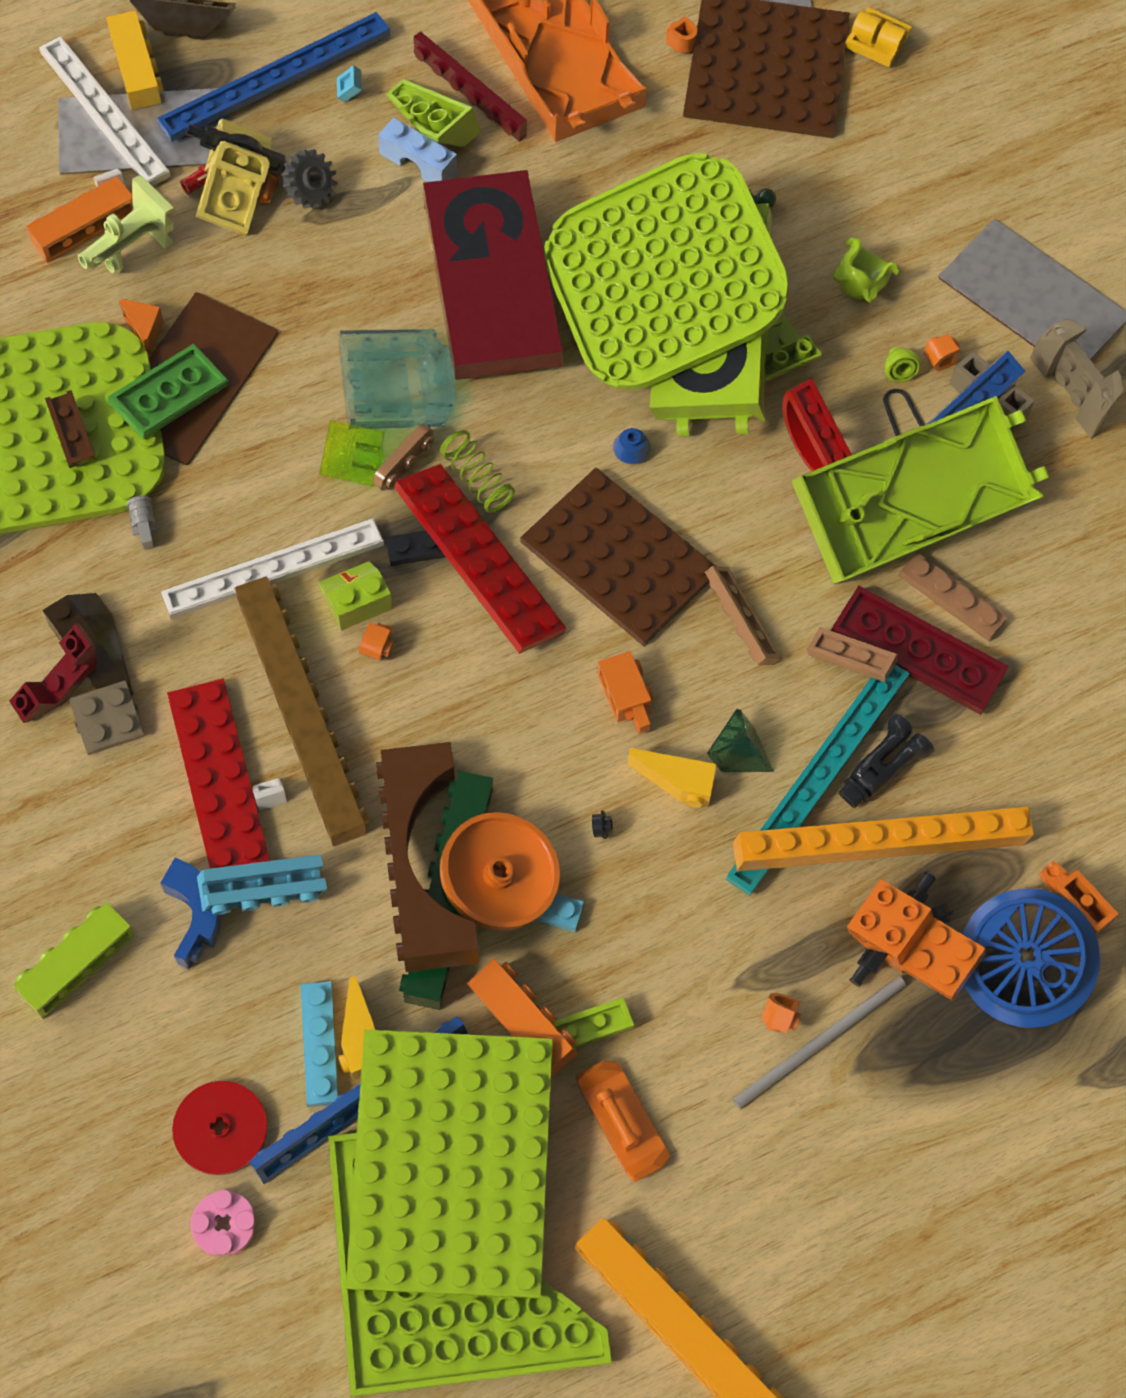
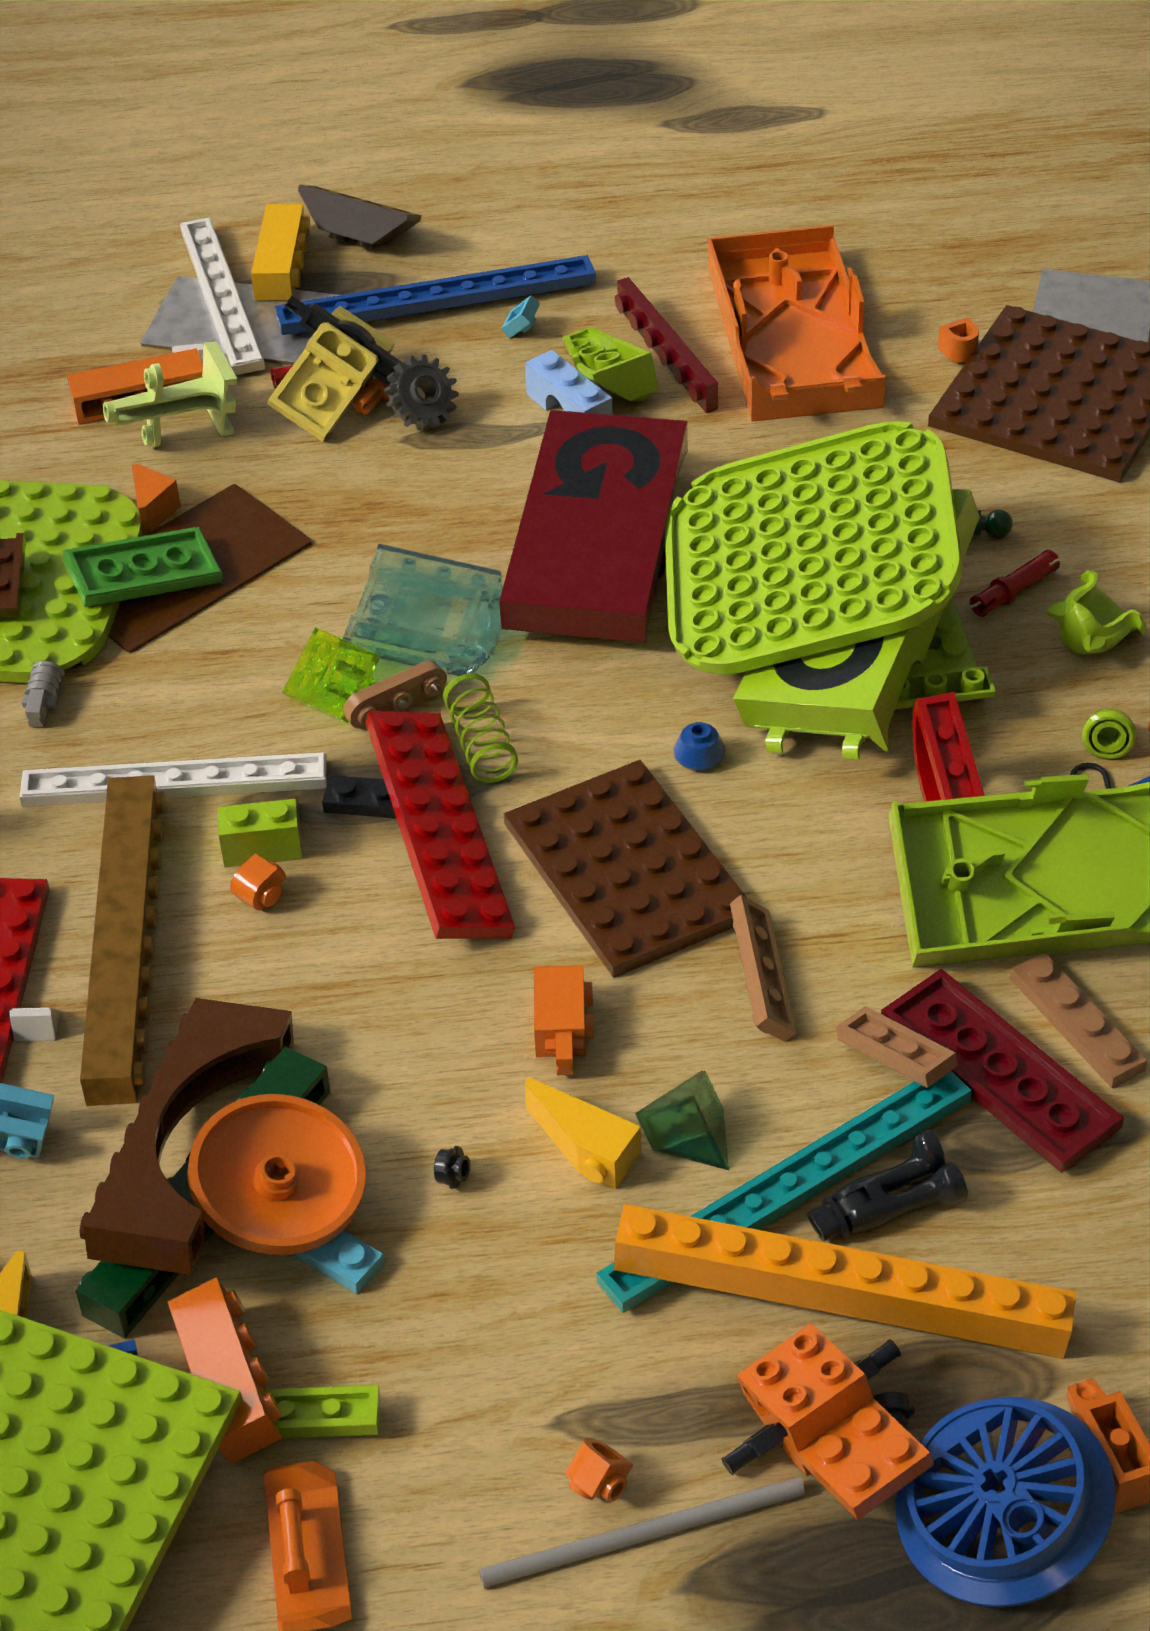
camera: 25 degrees right, 20 degrees down
(791, 255) = (1004, 589): none -> red pin

